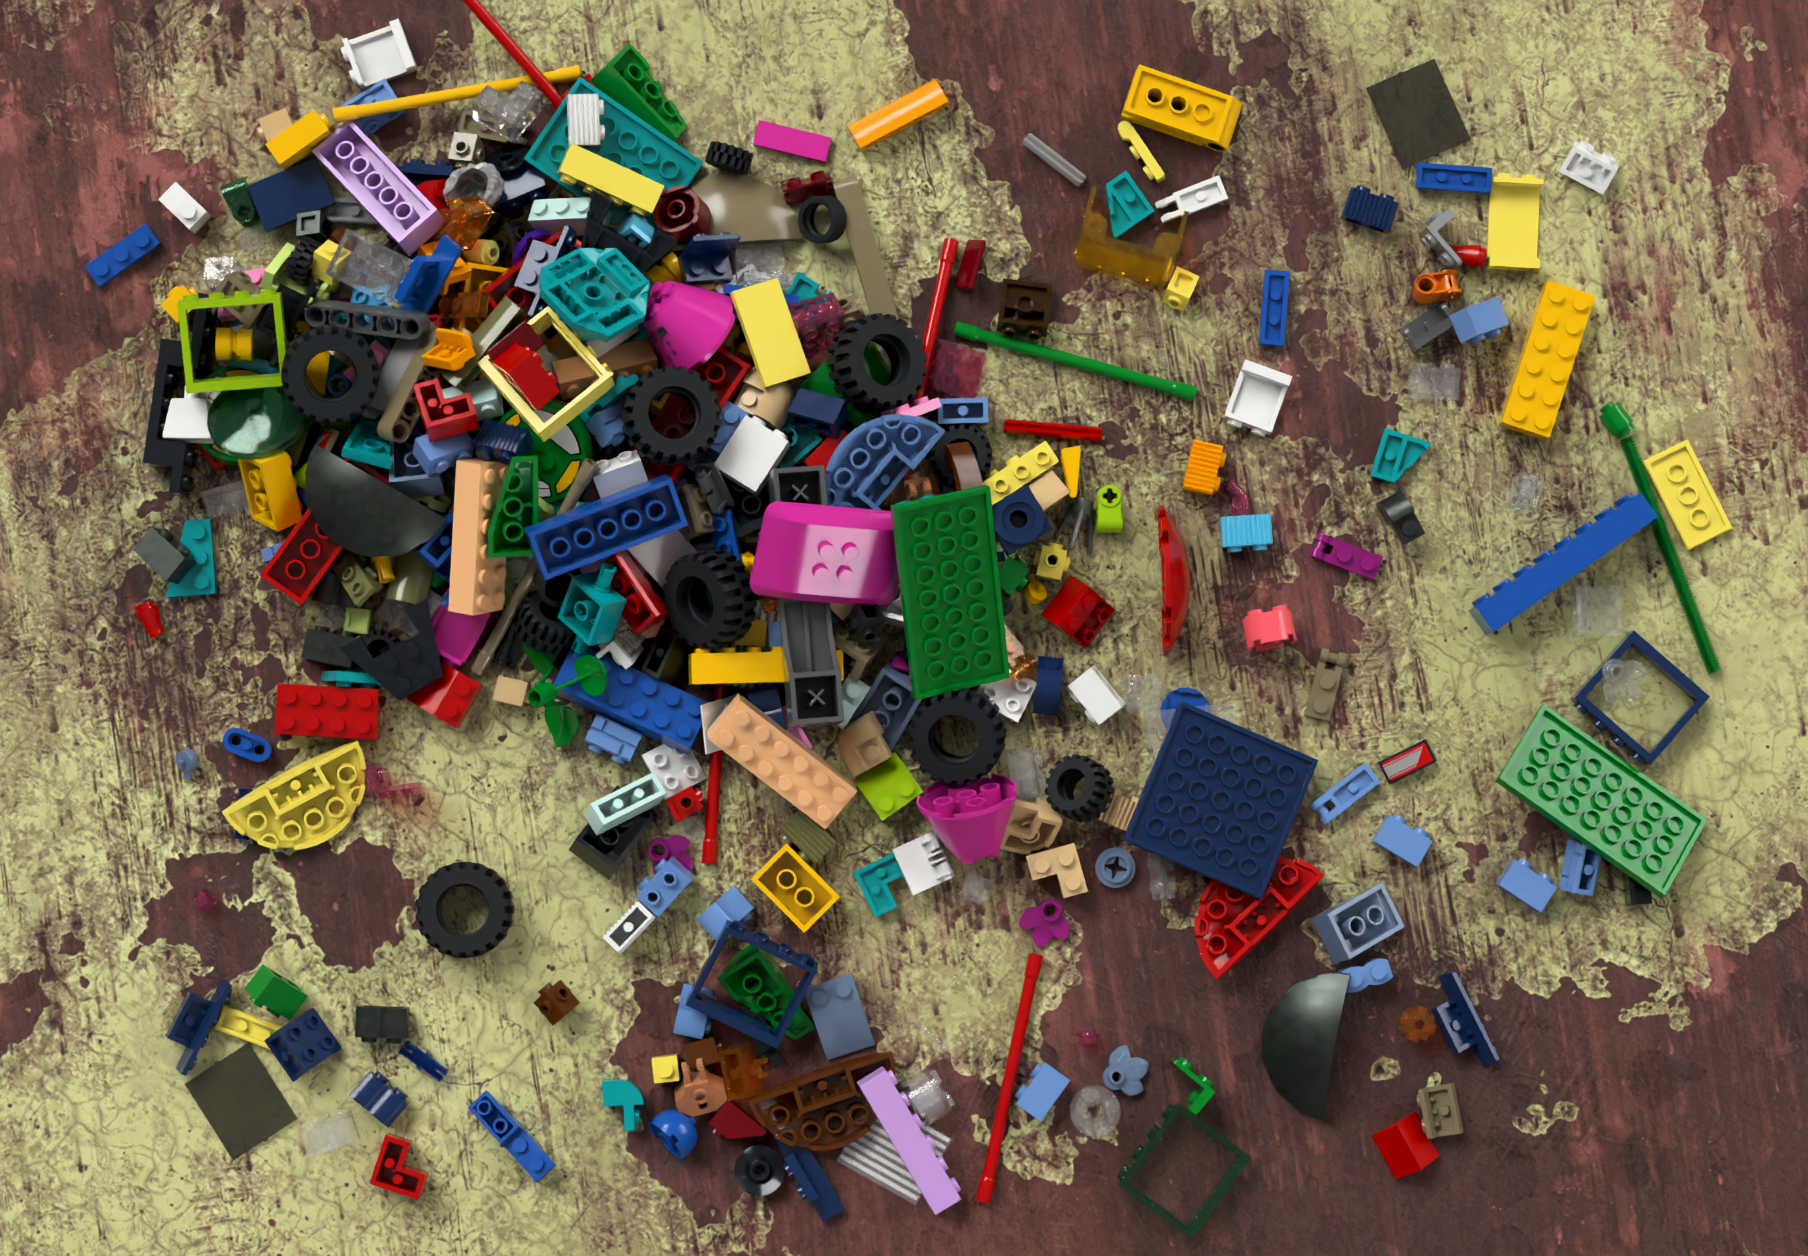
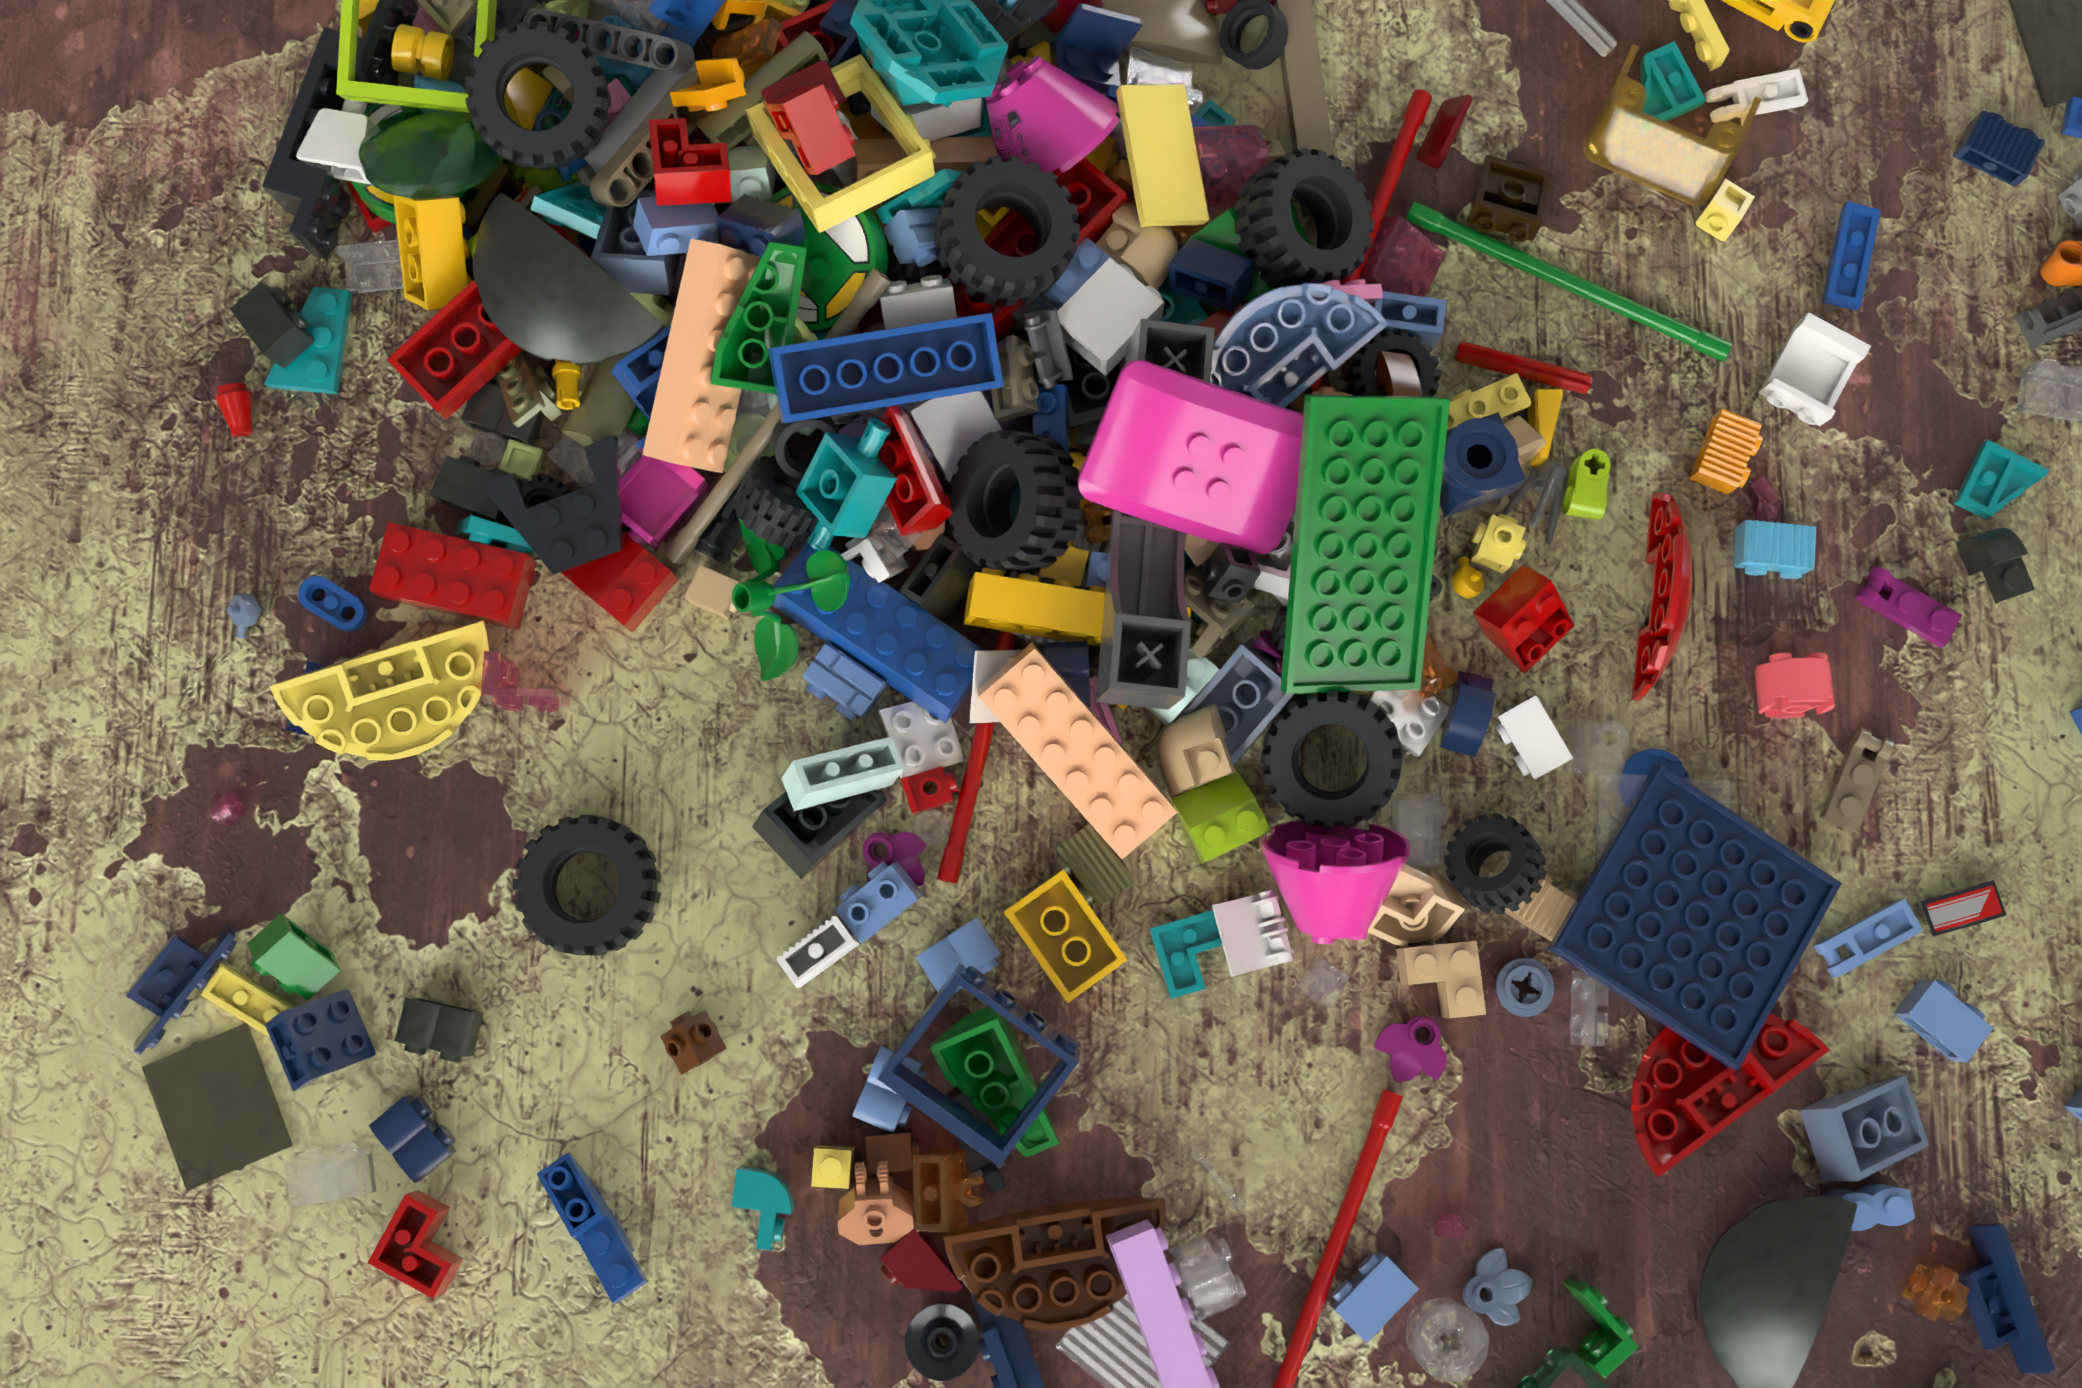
camera: 10 degrees right, 5 degrees down
(423, 1061) = (487, 1094): clear blue pin -> none
(675, 1131) = (830, 1262): blue cylinder -> none
(839, 1016) = (1096, 1134): sand blue slope -> none
(1013, 576) = (1450, 547): green brick -> none

